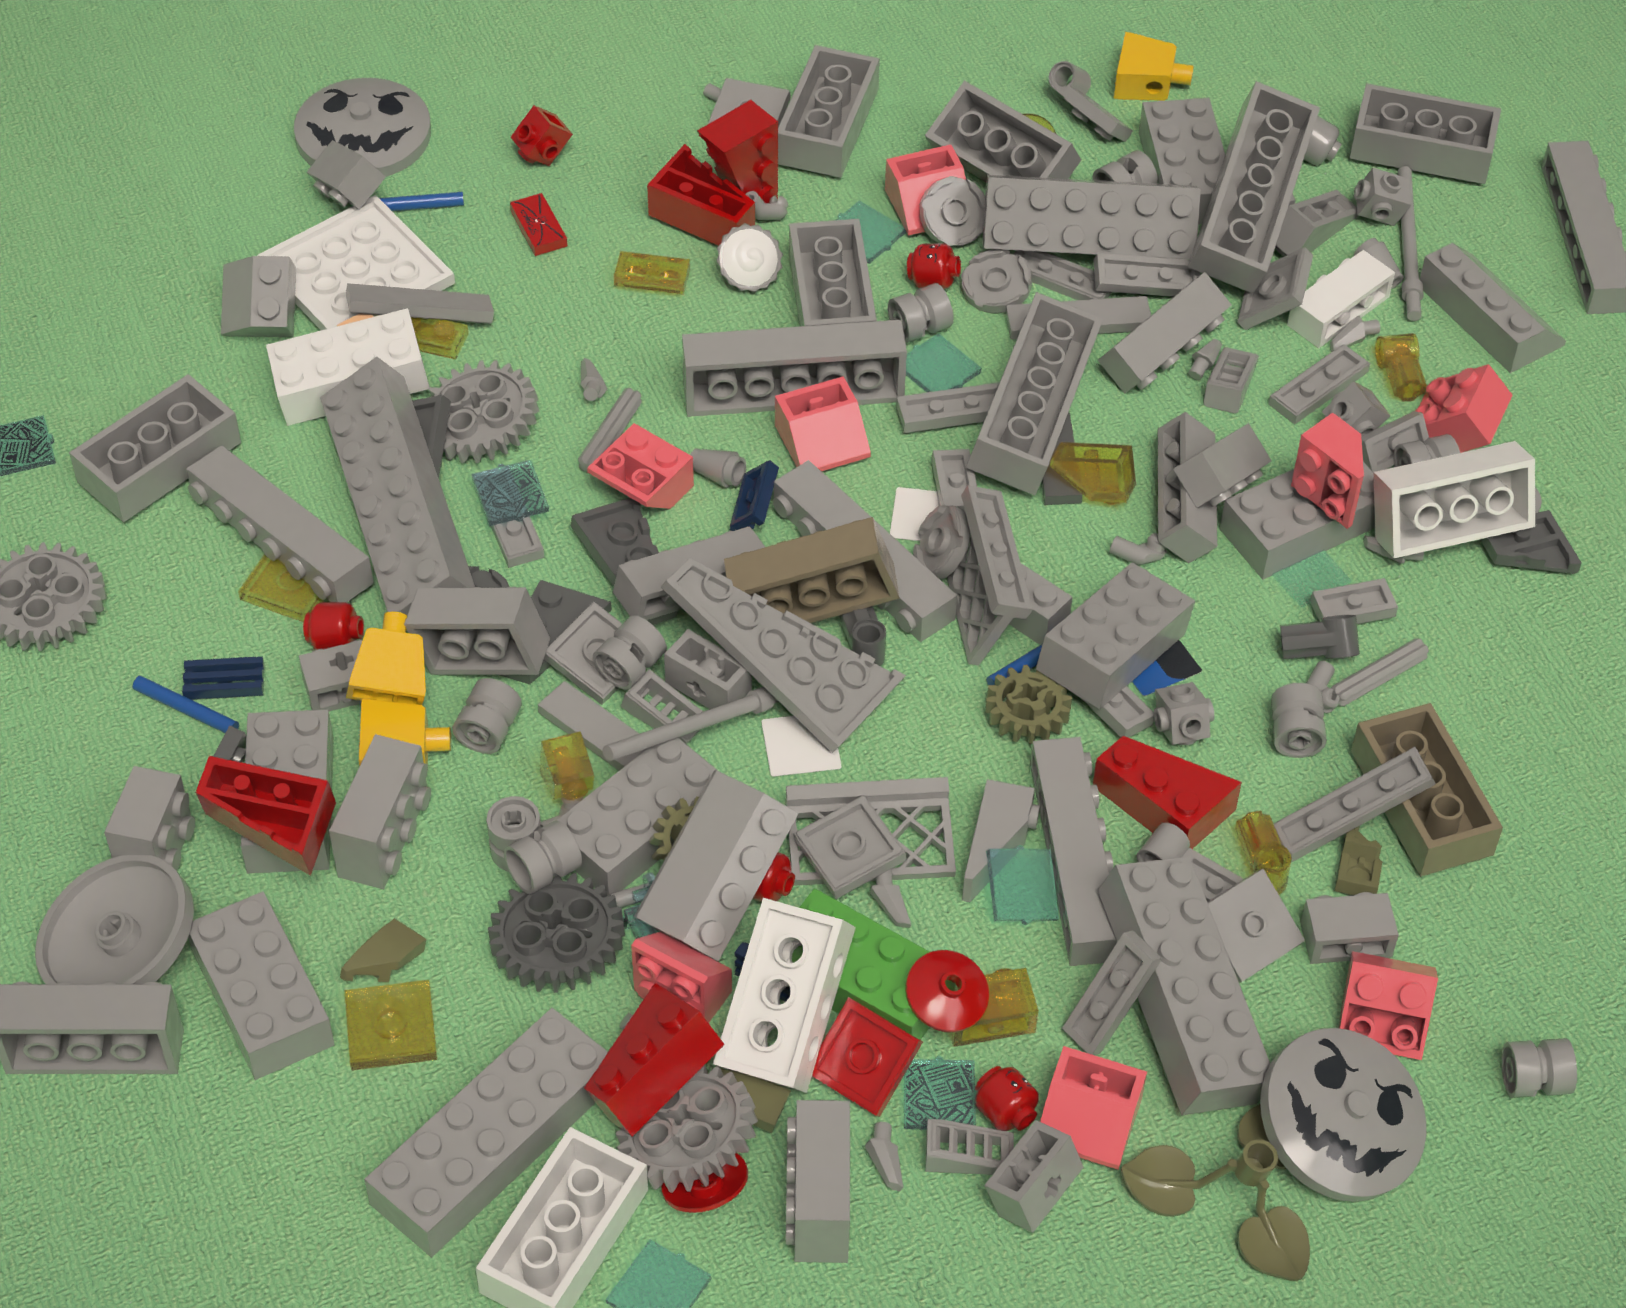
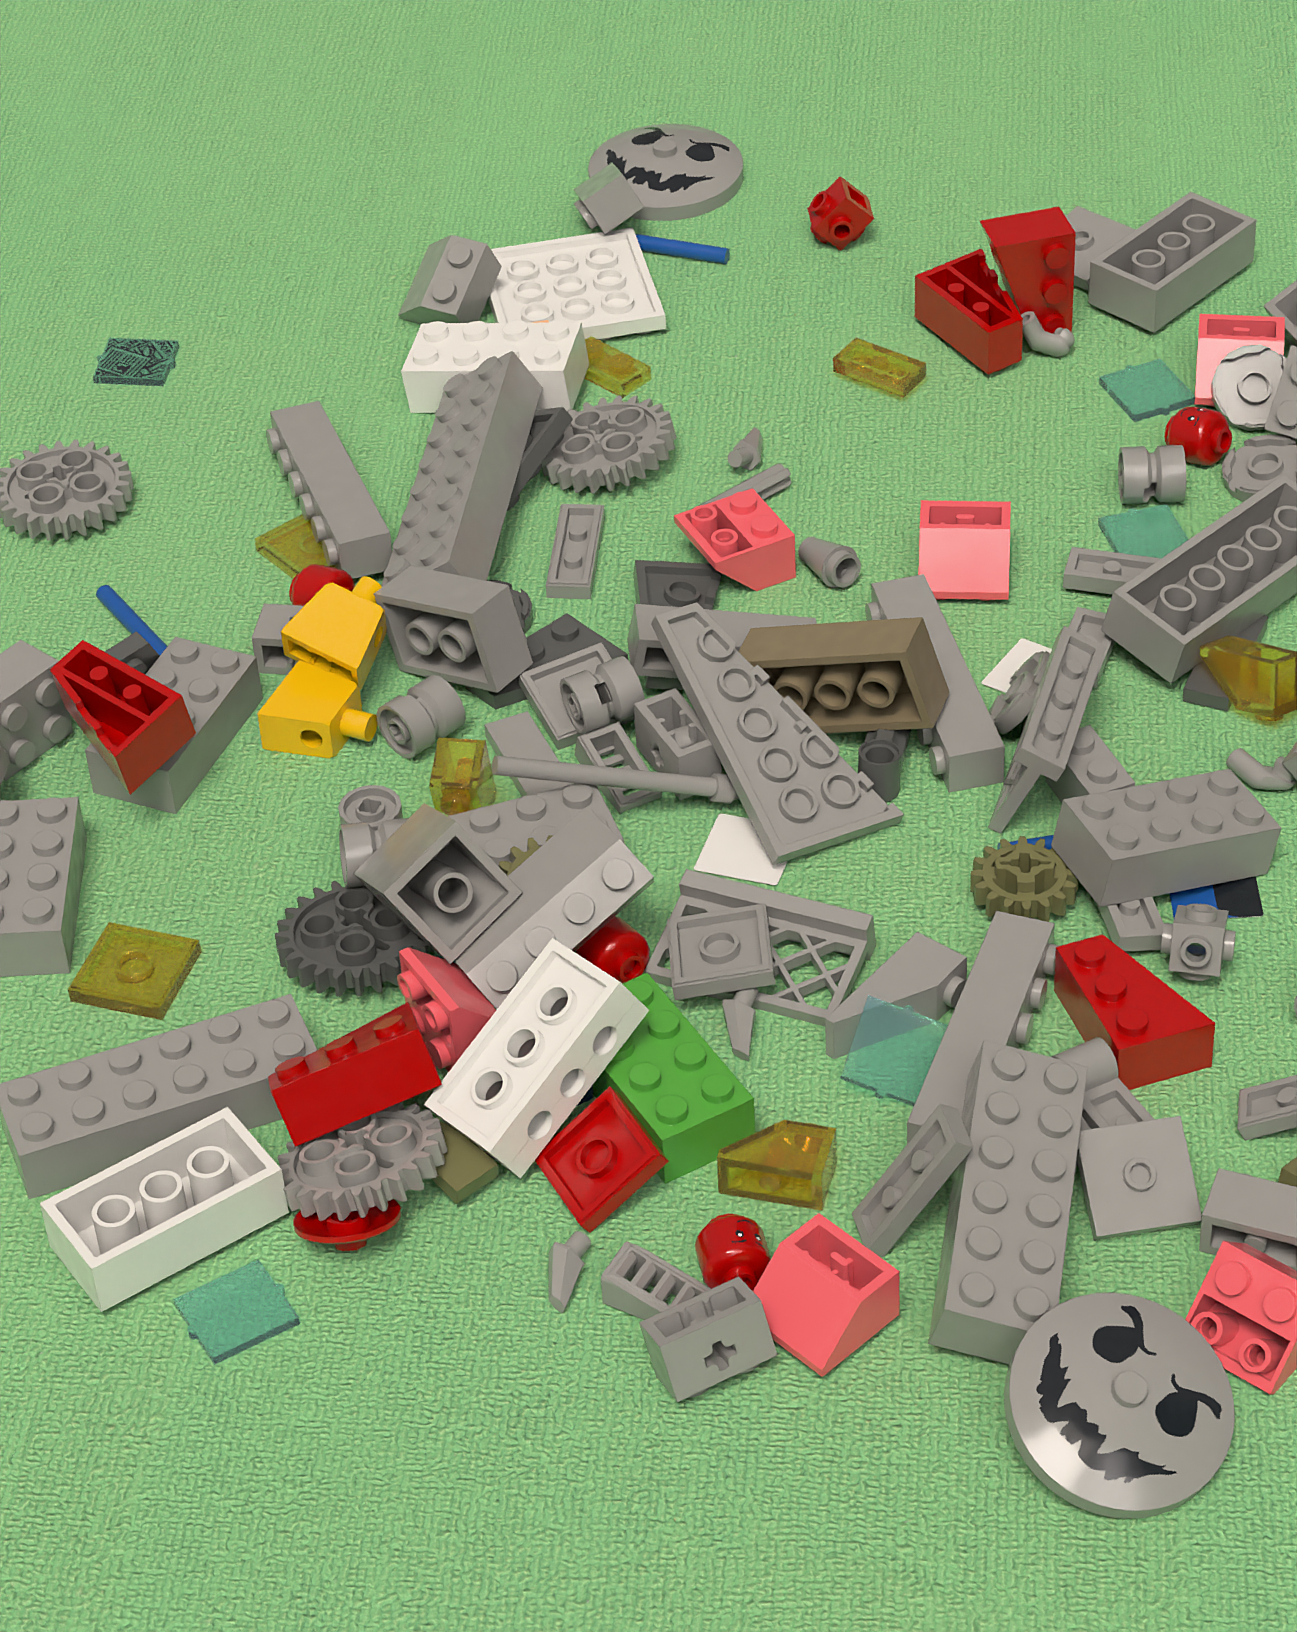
camera: 30 degrees right, 10 degrees down
(153, 446) = (233, 390): light grey brick -> none
(223, 672) = (189, 612): dark blue tile -> none
(380, 812) = (245, 764): light grey brick -> none
(384, 951) = (172, 898): olive slope -> none
(420, 303) = (610, 330): light grey tile -> none
(510, 492) = (587, 525): clear light blue piece -> none
(538, 224) = (790, 297): red tile -> none
(622, 871) = (438, 882): none -> light grey slope
(749, 257) = (990, 374): white piece -> none
(750, 367) = (892, 465): light grey brick -> none
(754, 496) = (850, 595): dark blue tile -> none
(818, 1181) = (463, 1257): light grey brick -> none
(830, 273) = (1064, 424): light grey brick -> none
(937, 1004) = (721, 1135): red dish -> none
(939, 1091) = (667, 1226): clear light blue piece -> none
(1264, 848) = (1209, 1113): clear yellow piece -> none
(1270, 1243) = (948, 1516): olive plant -> none

